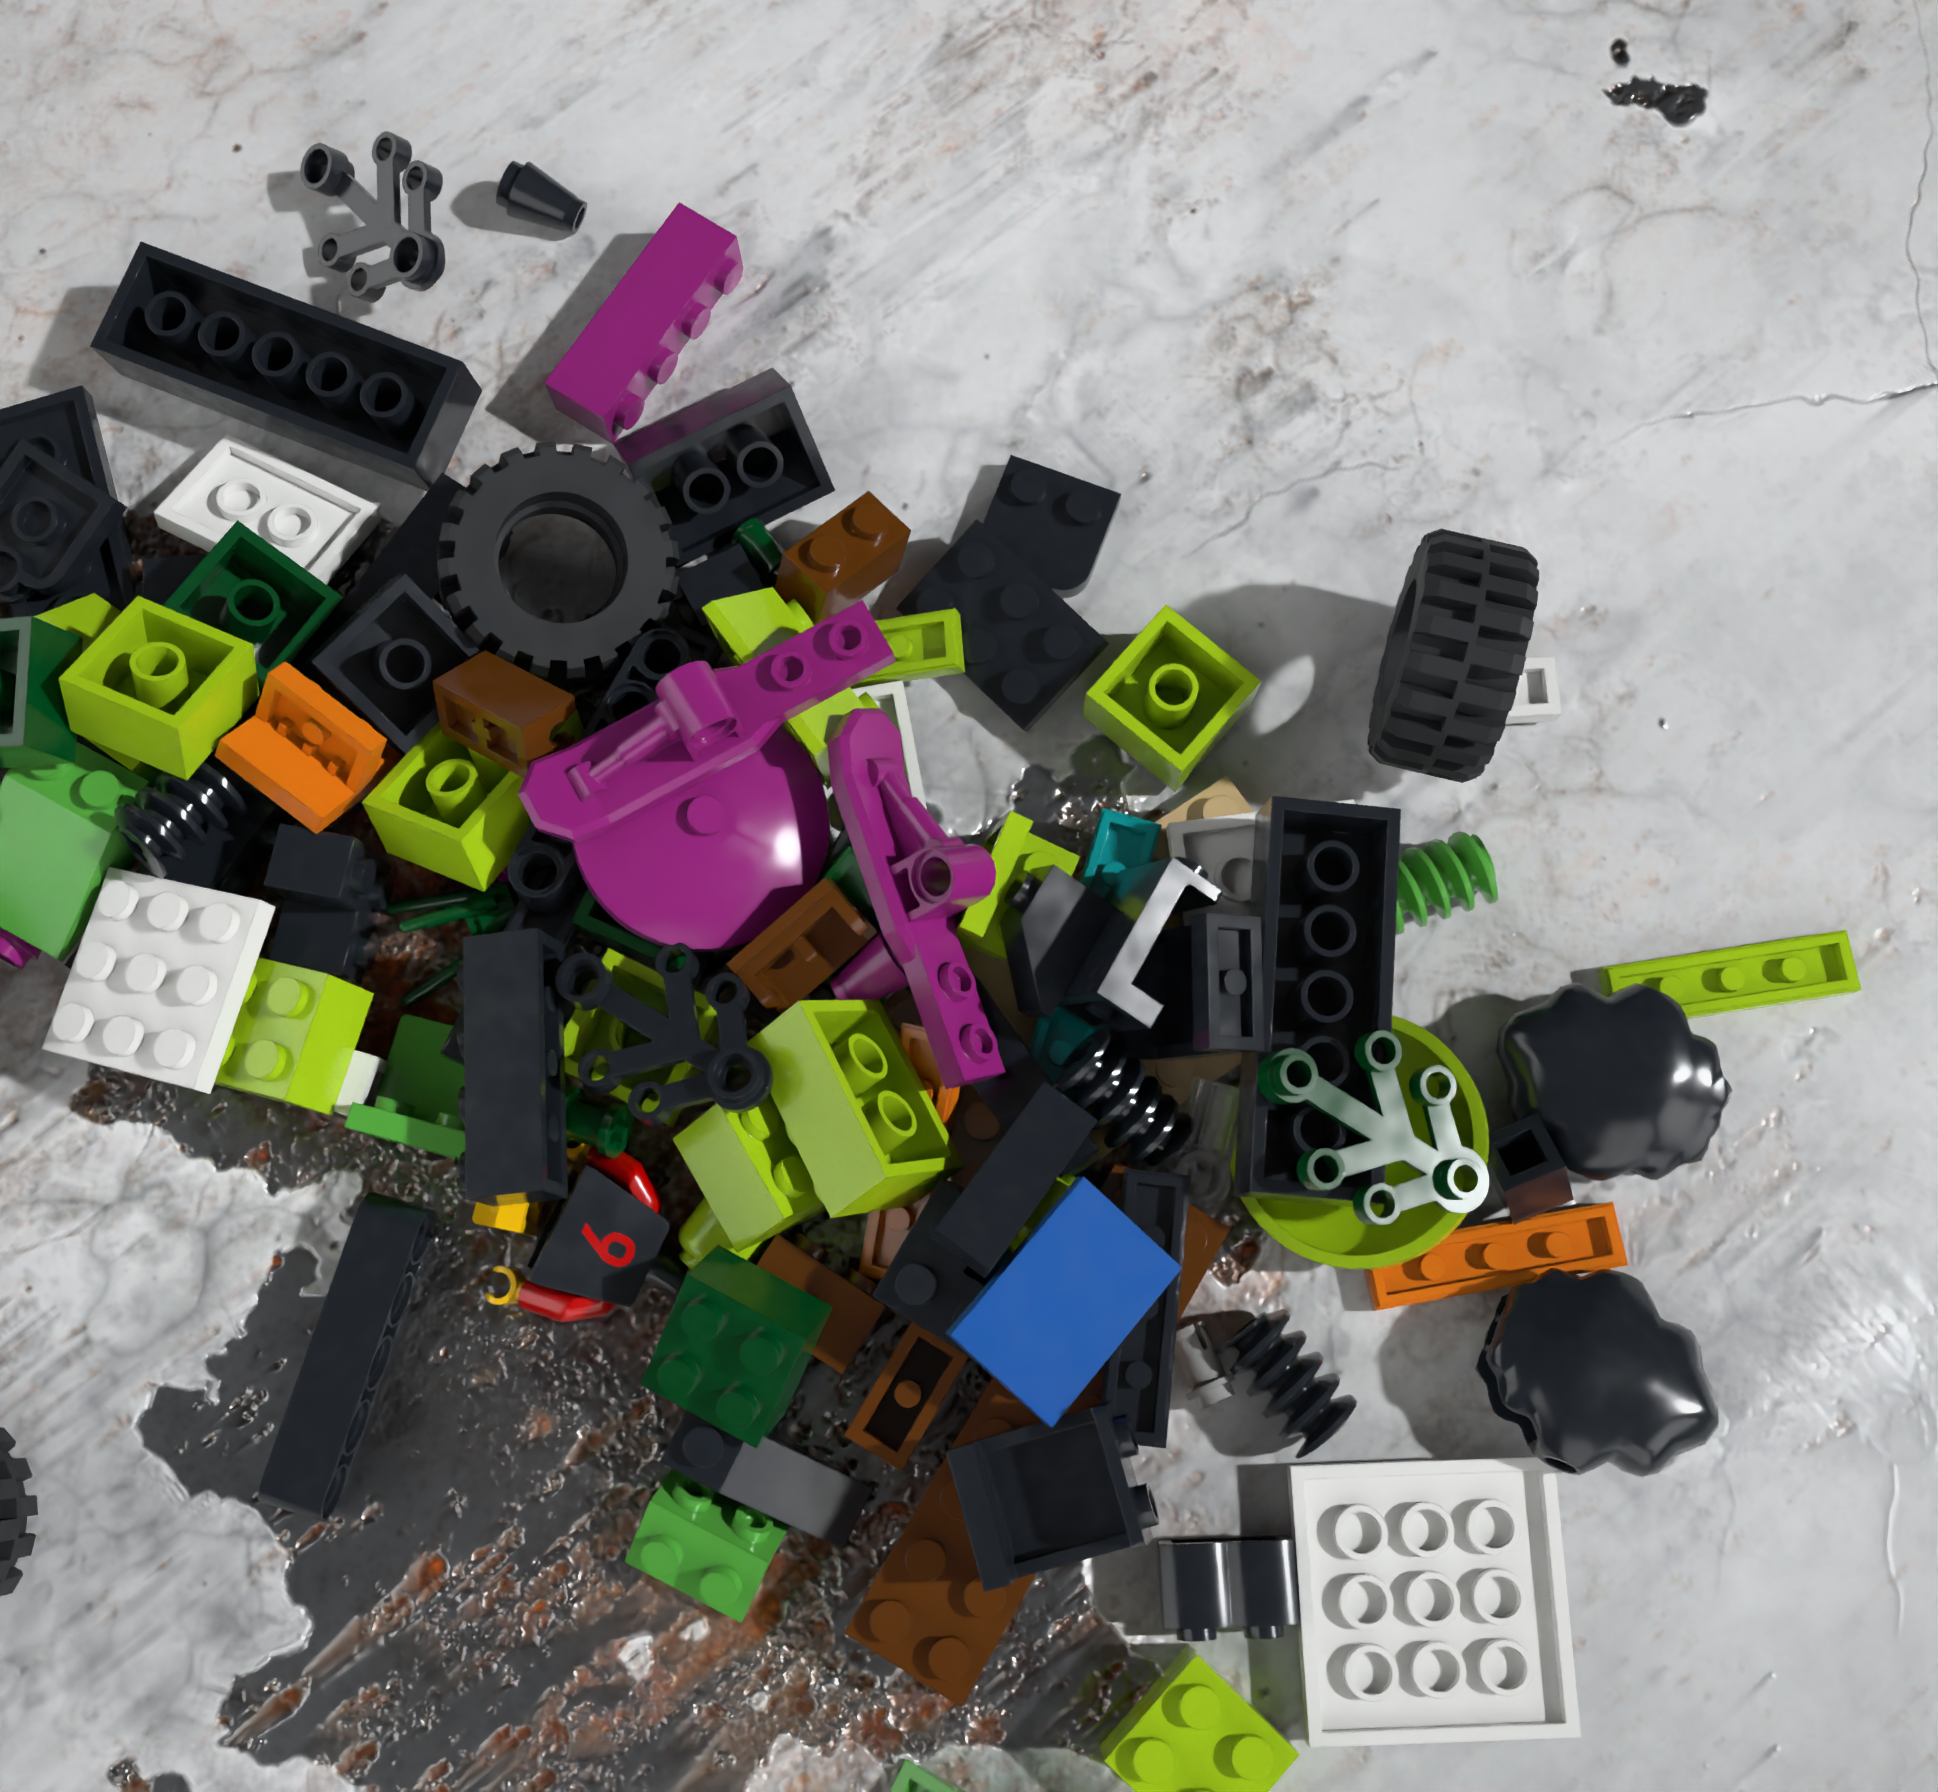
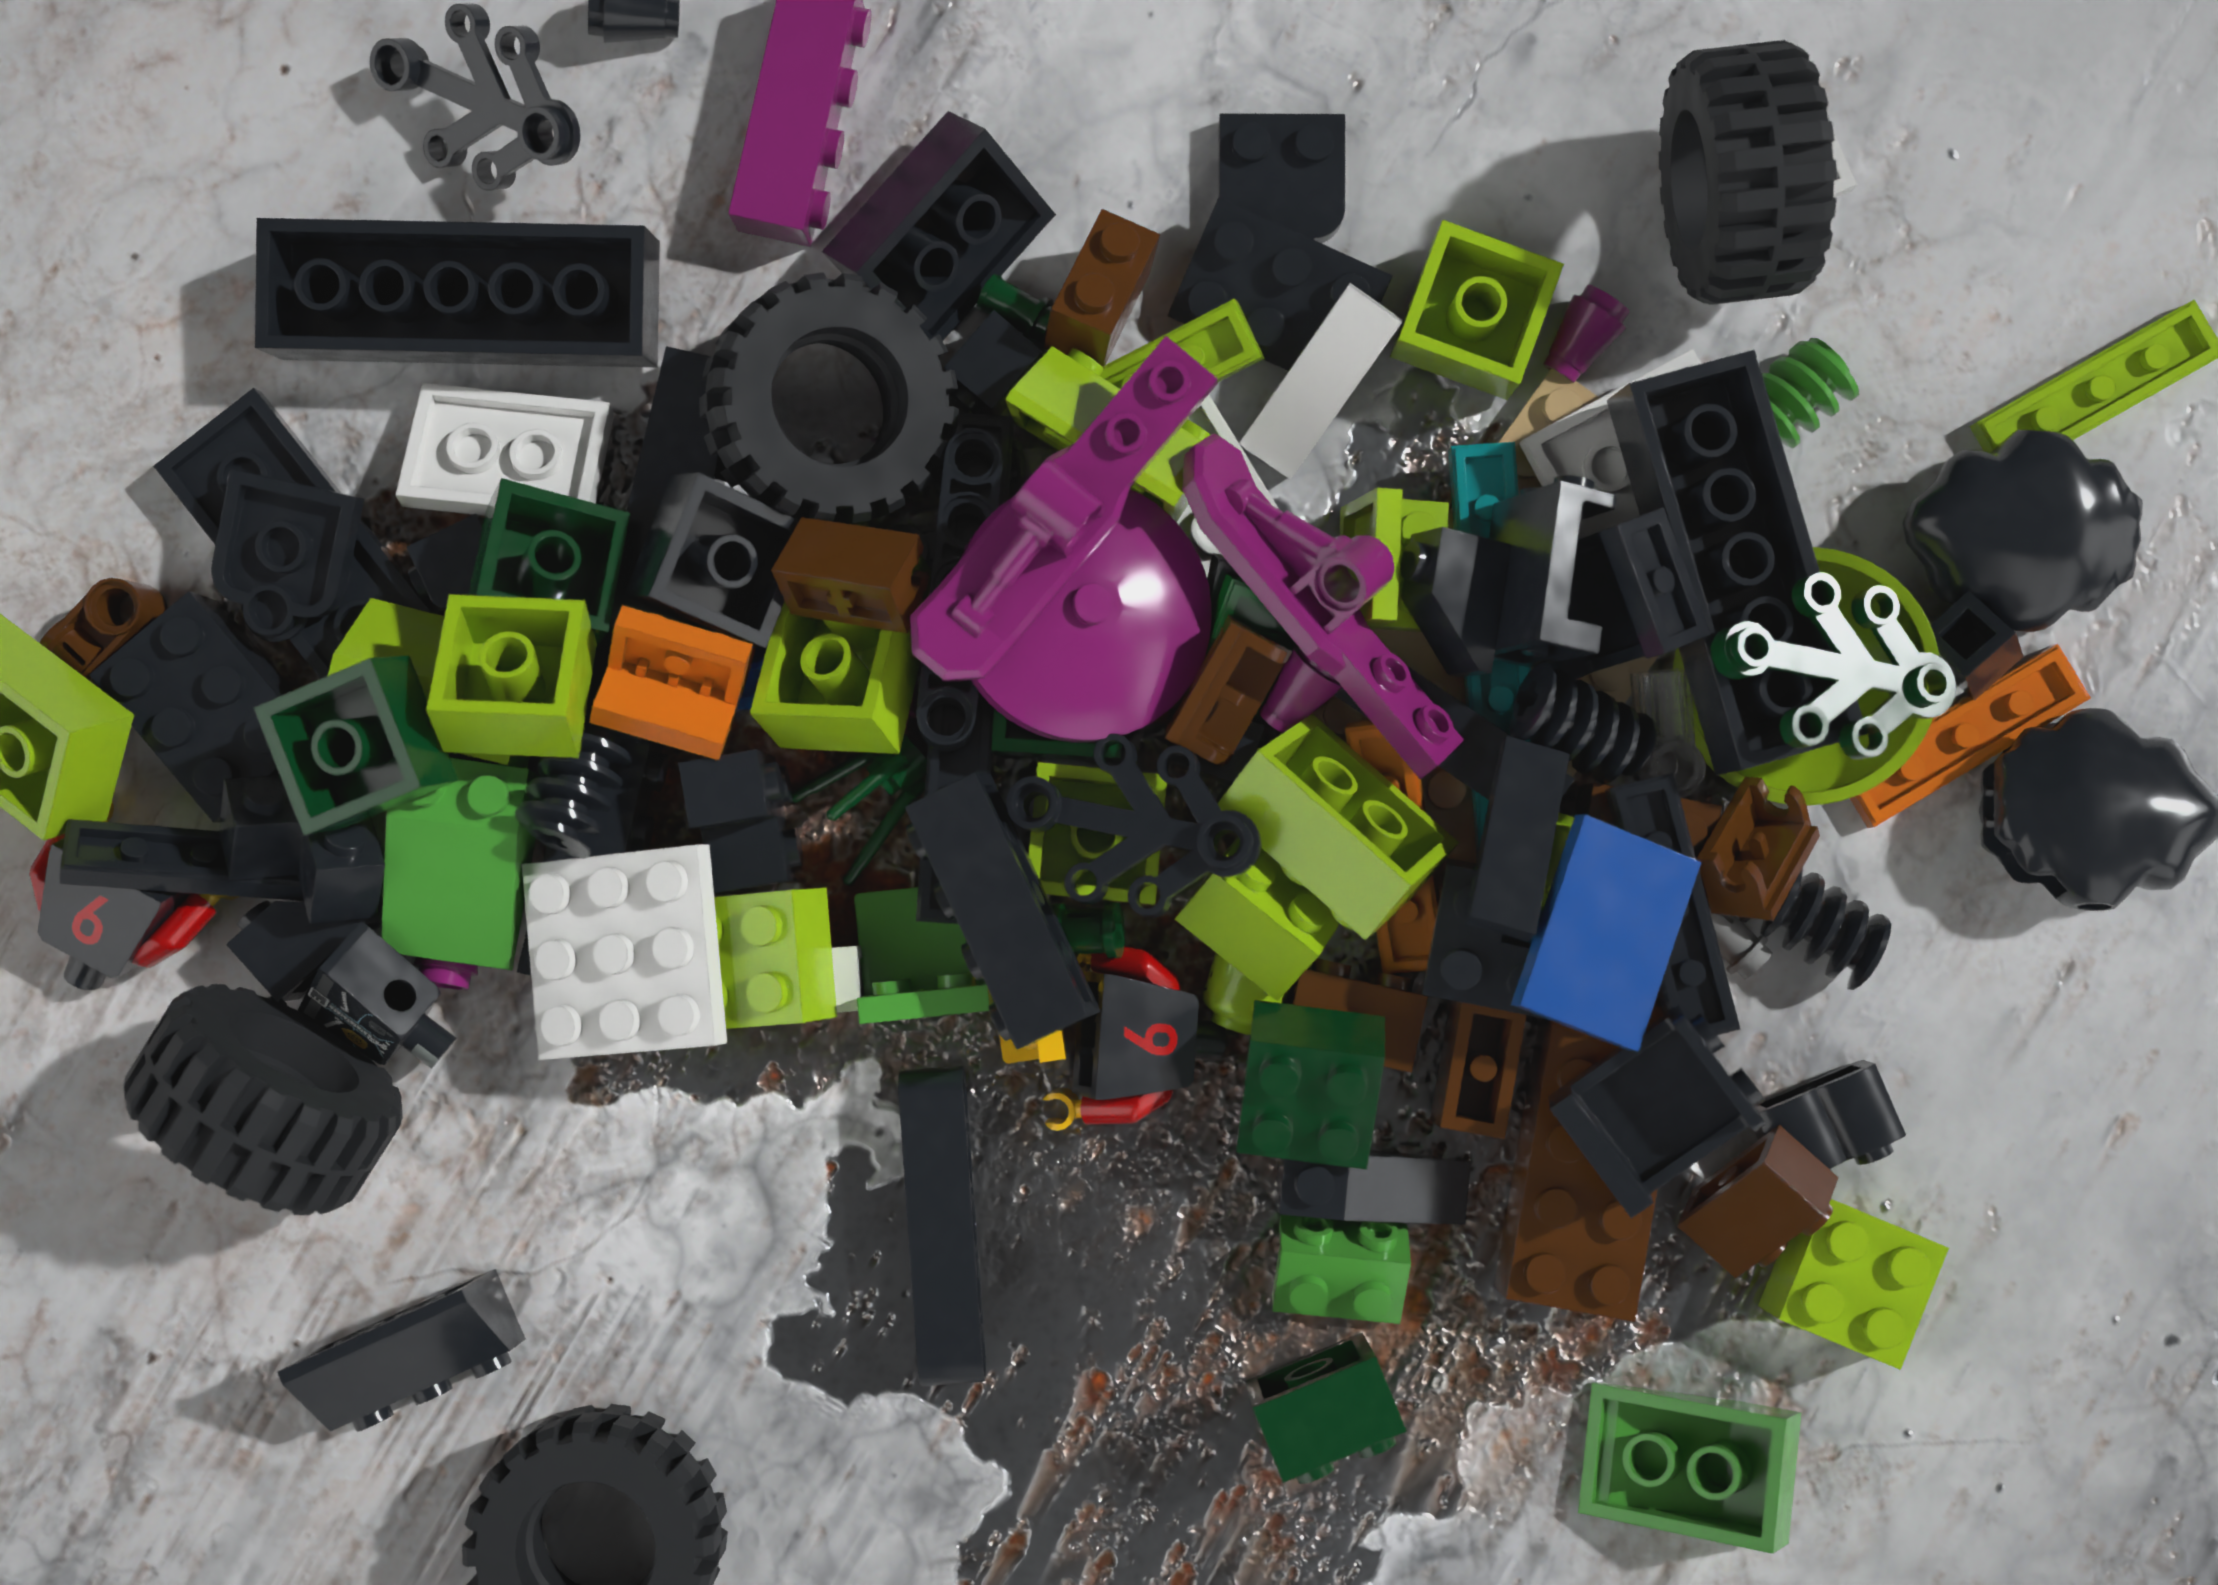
camera: 20 degrees left, 10 degrees up
(625, 1677) = (1325, 1409): none -> dark green brick
(1006, 709) = (1320, 381): none -> white tile
(1129, 1635) = (1759, 1203): none -> reddish brown brick
(1247, 1285) = (1756, 852): none -> reddish brown hinge
(1267, 756) = (1586, 332): none -> magenta cone
(1432, 1602) = (2013, 1068): white plate -> none

